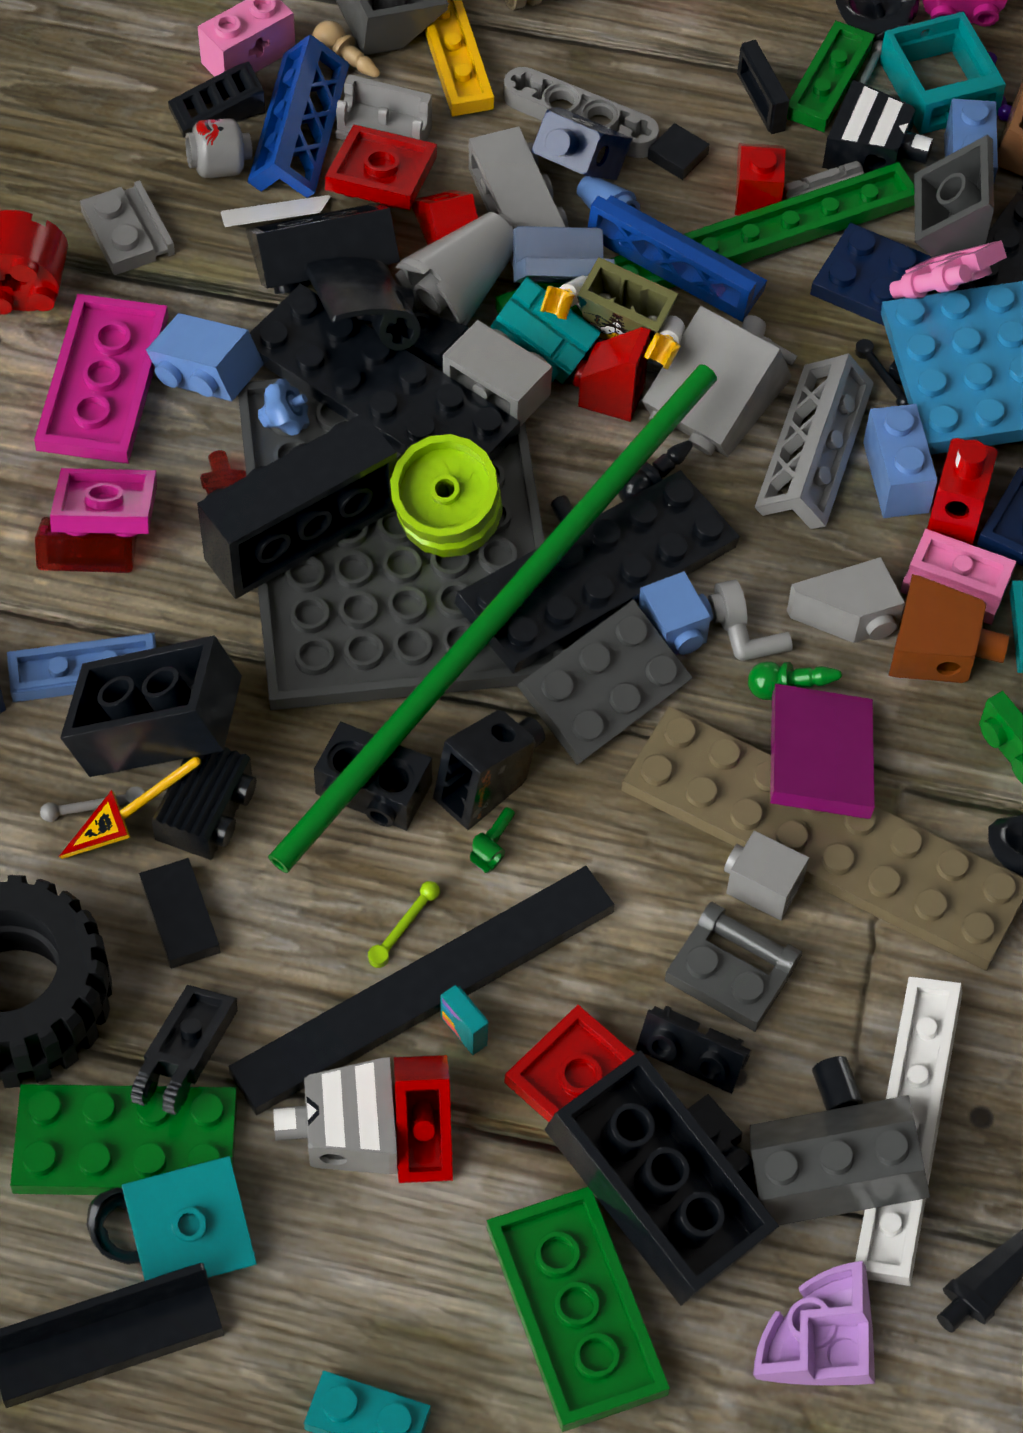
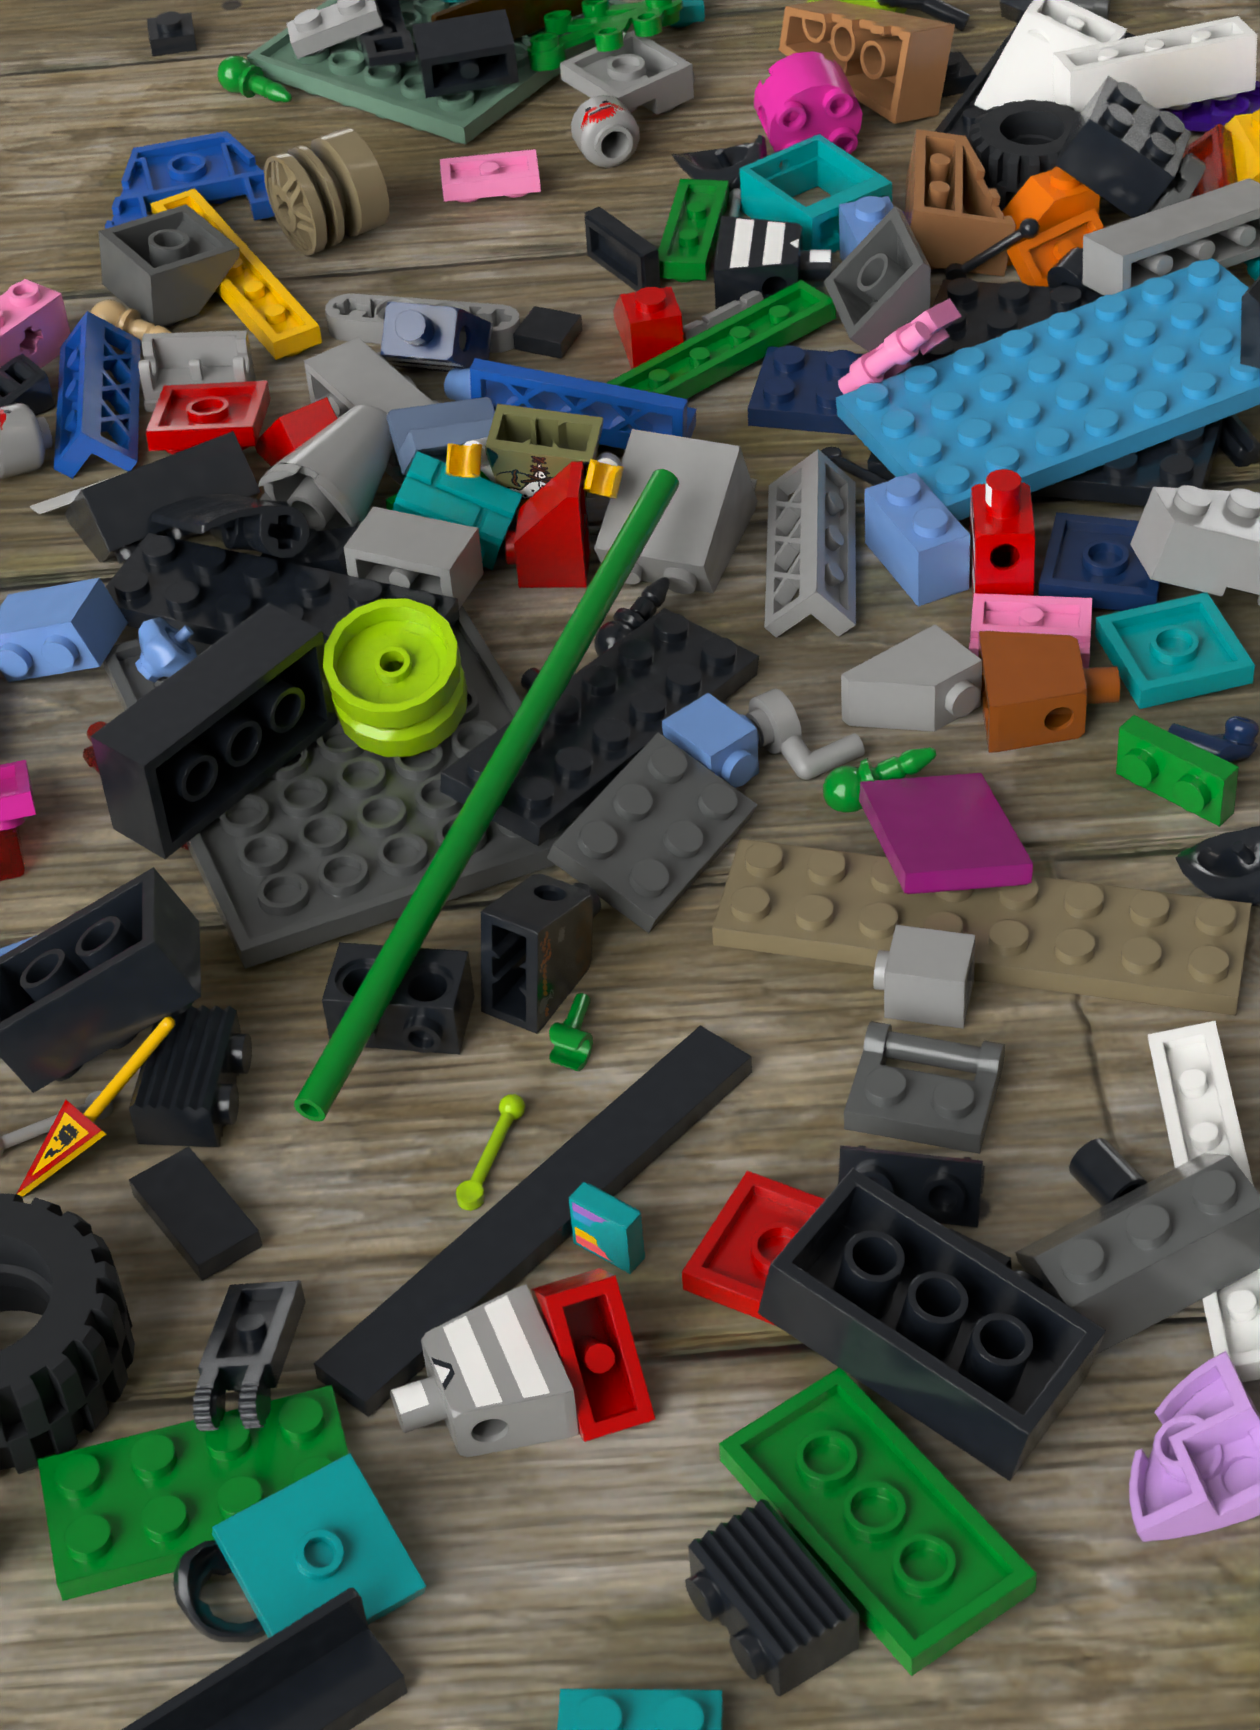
camera: 10 degrees left, 15 degrees down
(484, 1348) = (772, 1598): none -> black brick

